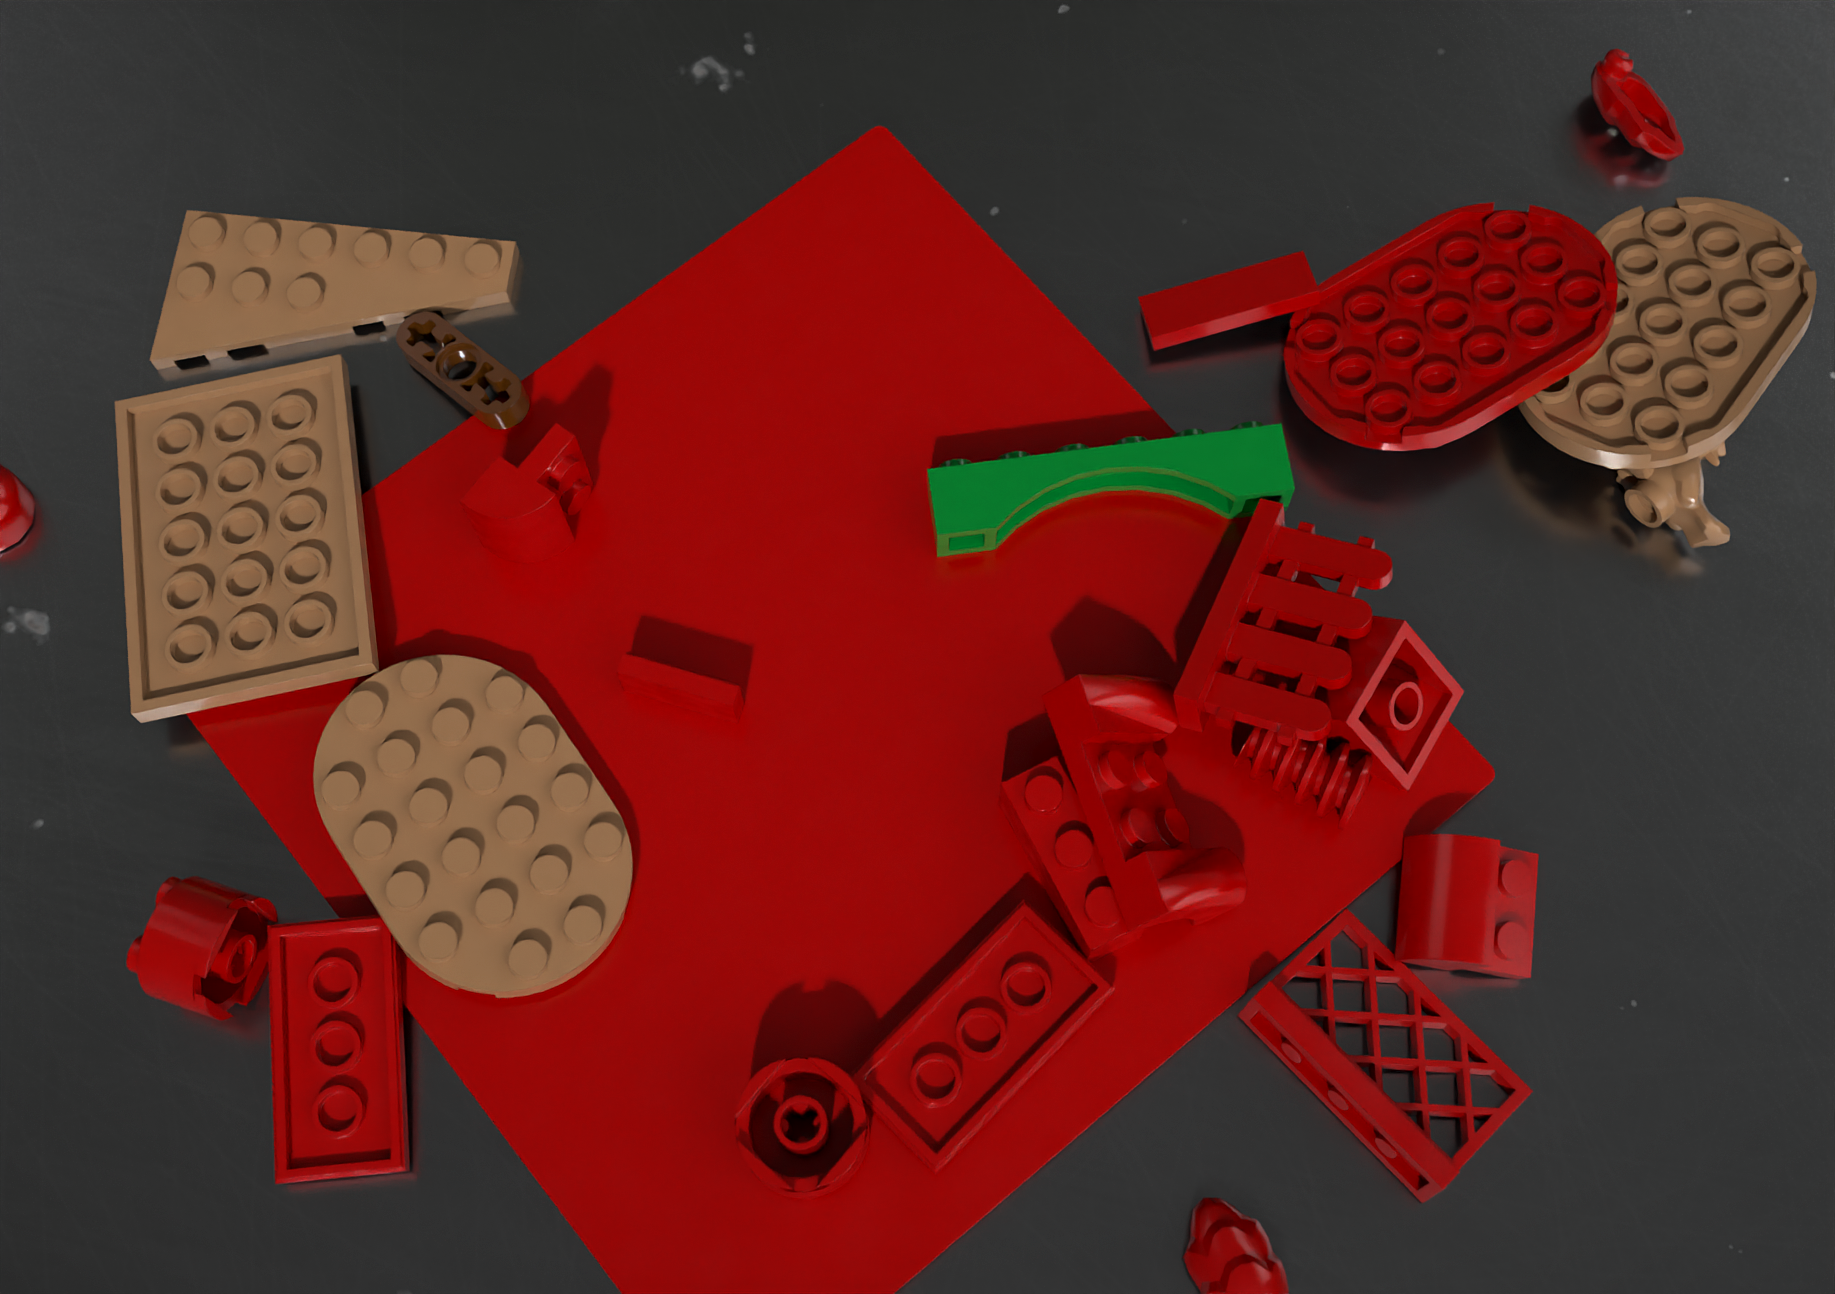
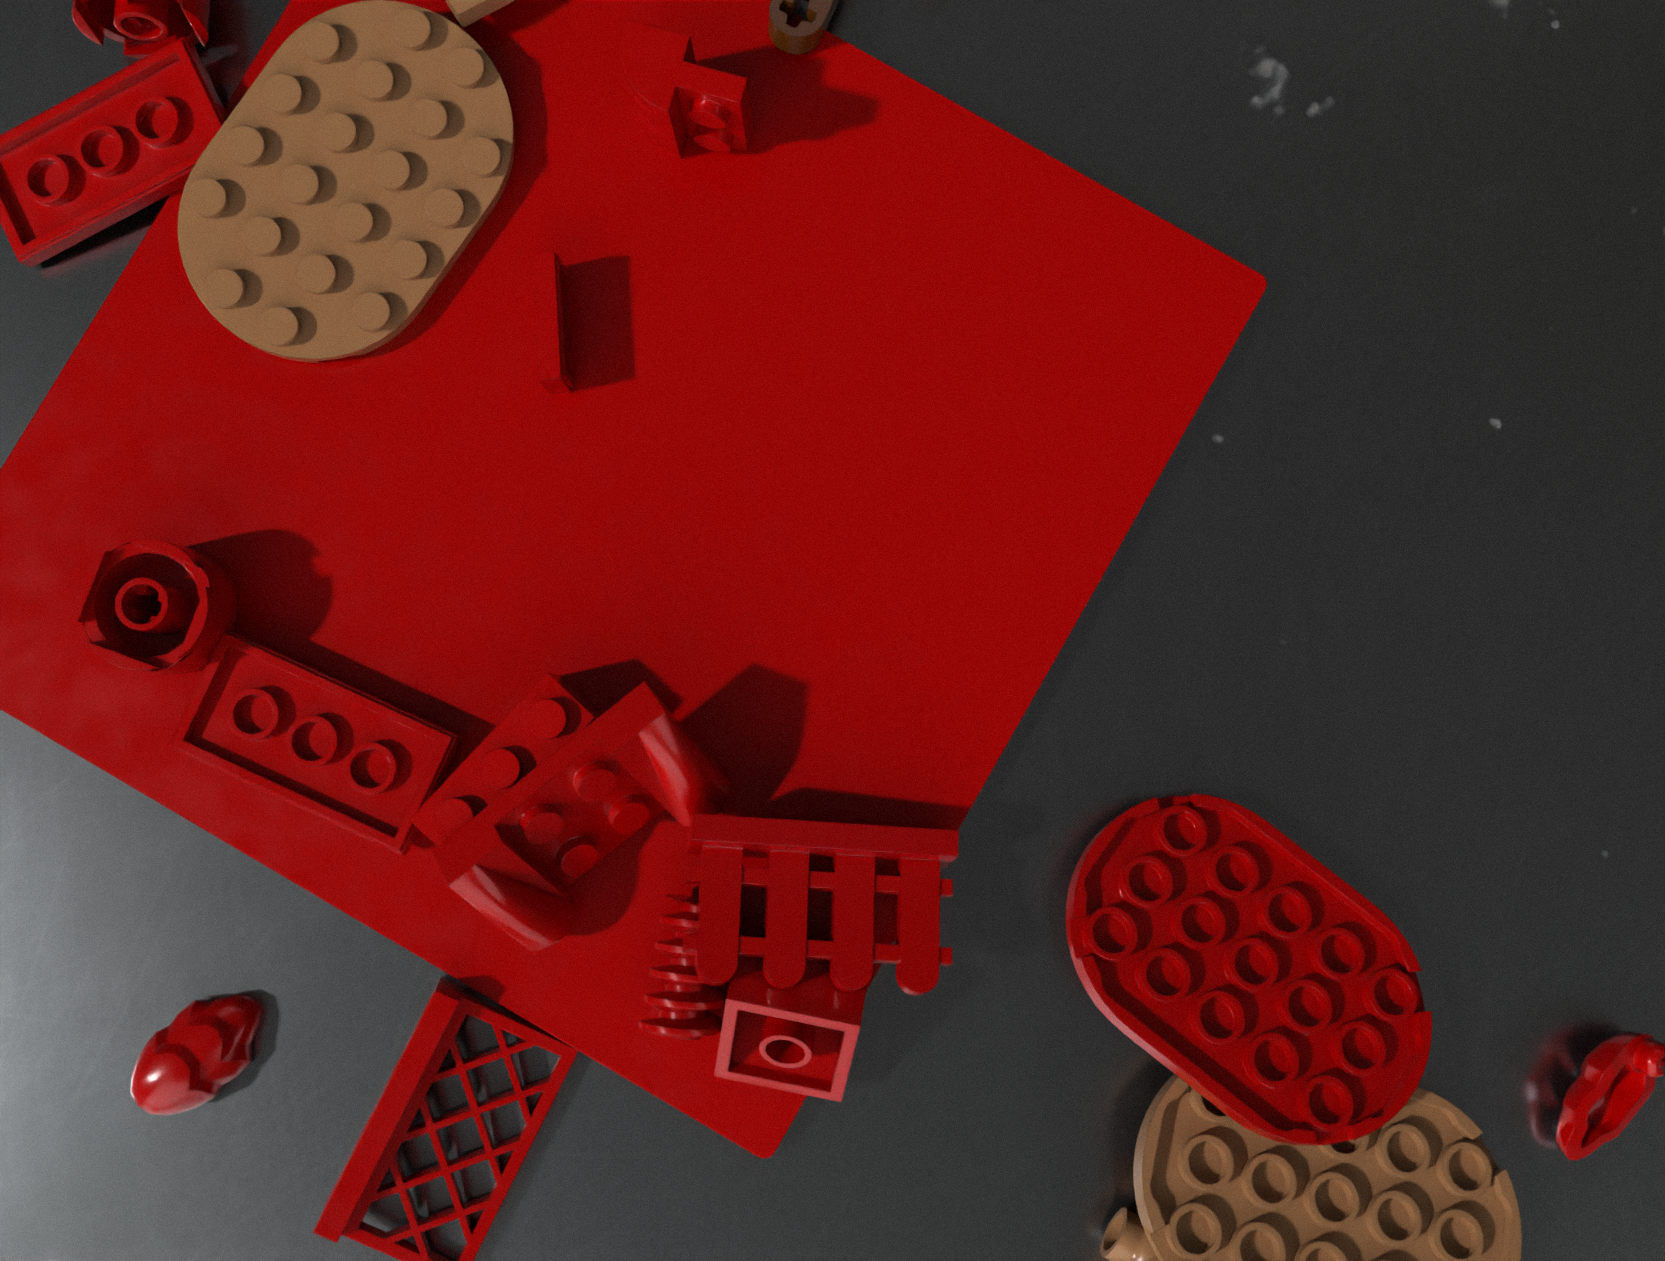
camera: 70 degrees right, 15 degrees up
(1225, 471) = (986, 785): green arch -> none
(1229, 300) = (1195, 721): red tile -> none
(1467, 905) = (613, 1170): red brick -> none

